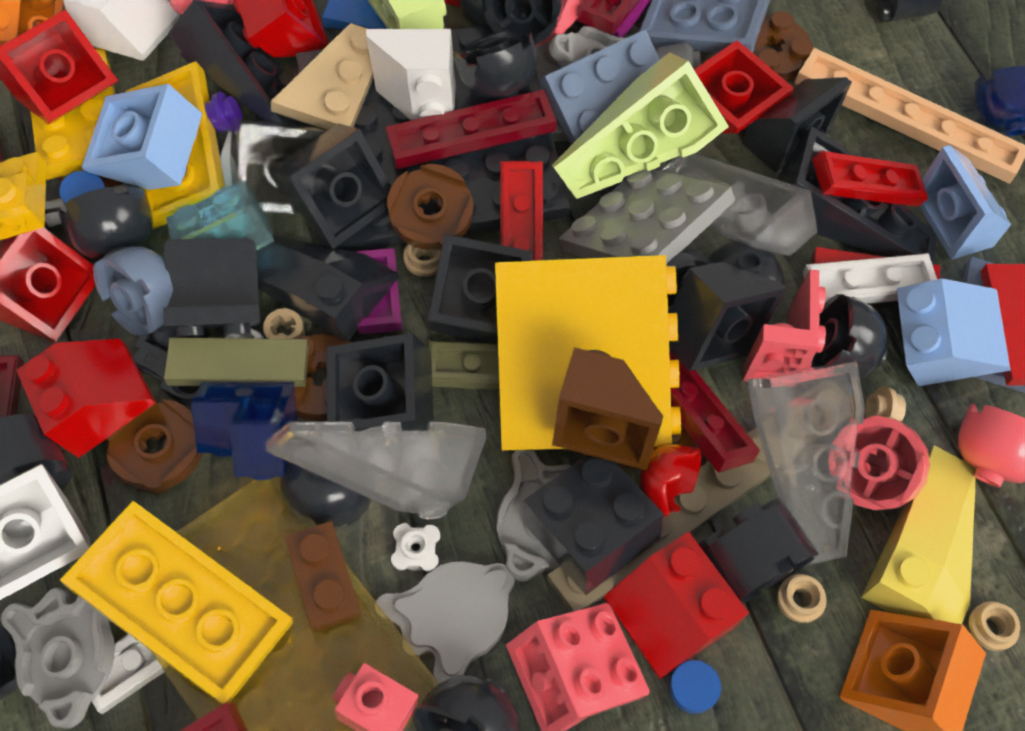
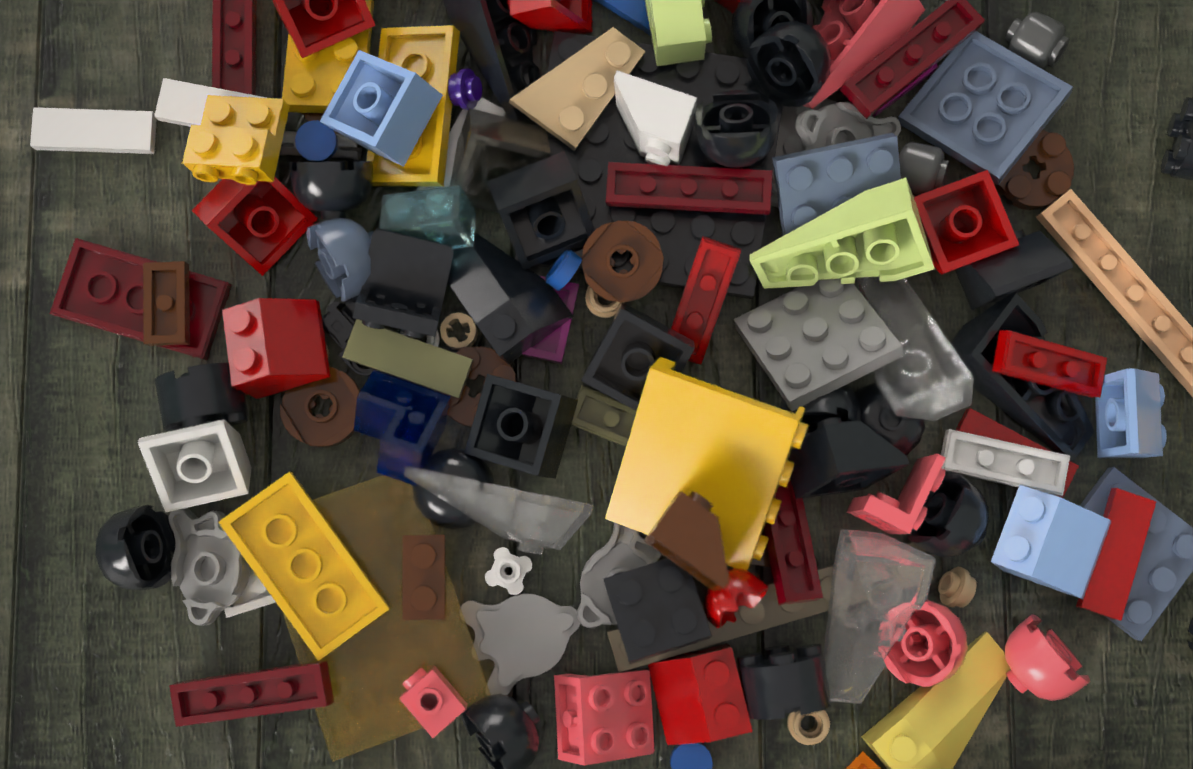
camera: 20 degrees right, 20 degrees up
(373, 231) = (563, 269): none -> blue tile

